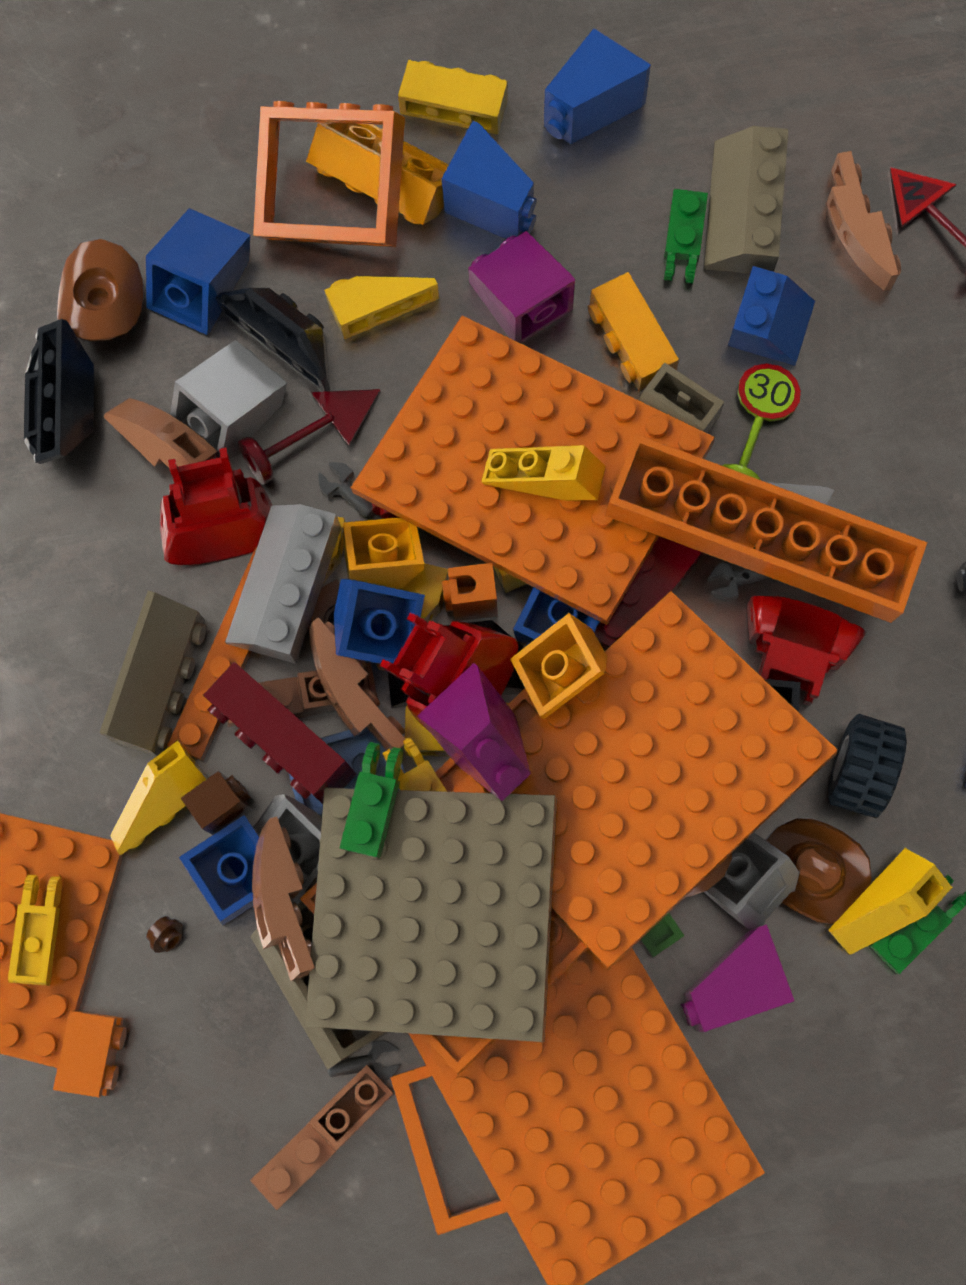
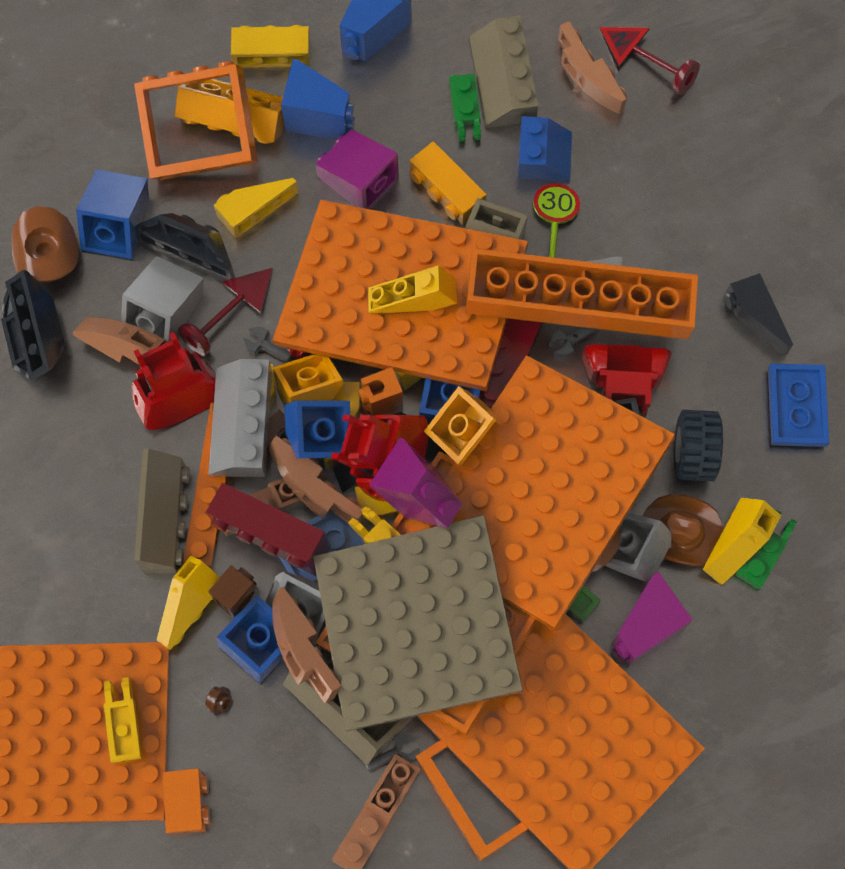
camera: 20 degrees left, 5 degrees down
(372, 803) = (352, 556): green hinge -> none

